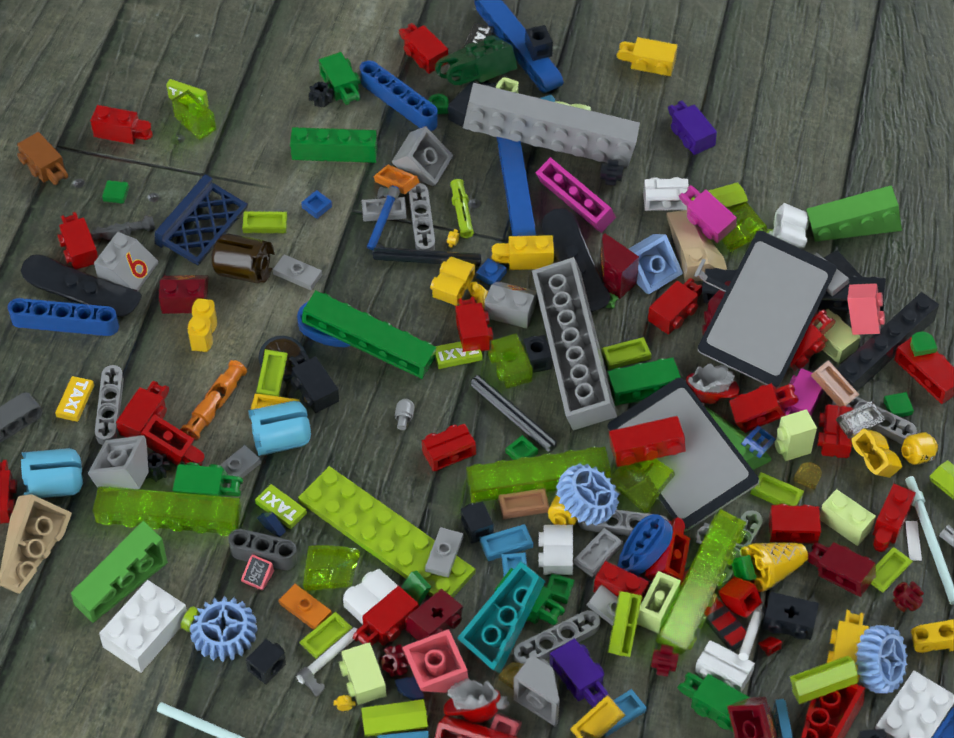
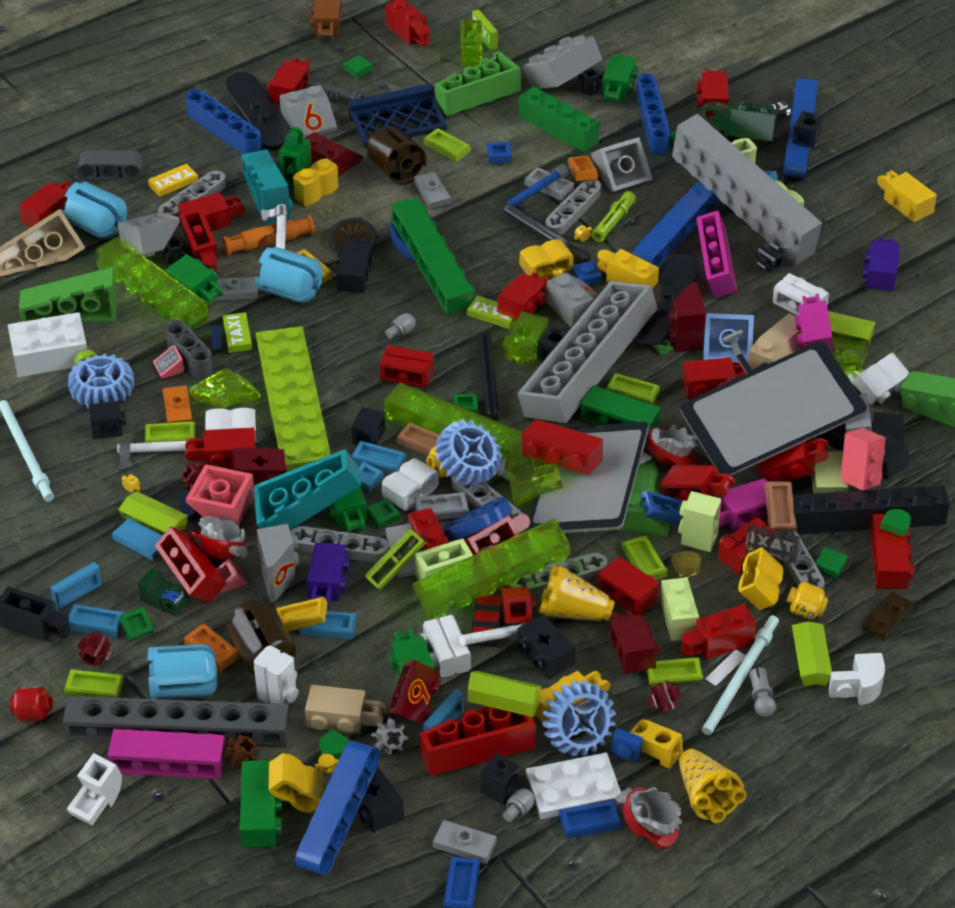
camera: 40 degrees right, 10 degrees down
(167, 354) = (265, 183): none -> teal wedge
(172, 317) = (294, 155): none -> green brick
(216, 374) = (281, 215): none -> piece
(241, 149) = (478, 84): none -> bright green wedge
(272, 373) = (330, 241): lime tile -> none
(289, 91) = (562, 62): none -> light grey brick
(363, 674) = (164, 471): yellowish green brick -> none
(416, 586) = (271, 438): green tile -> none
(444, 552) = (316, 429): light grey plate -> none
(664, 660) = (403, 609): dark red gear -> none
(743, 567) = (541, 584): green tile -> none
(770, 645) = (507, 660): red piece -> none
(922, 654) = (627, 745): none -> blue plate

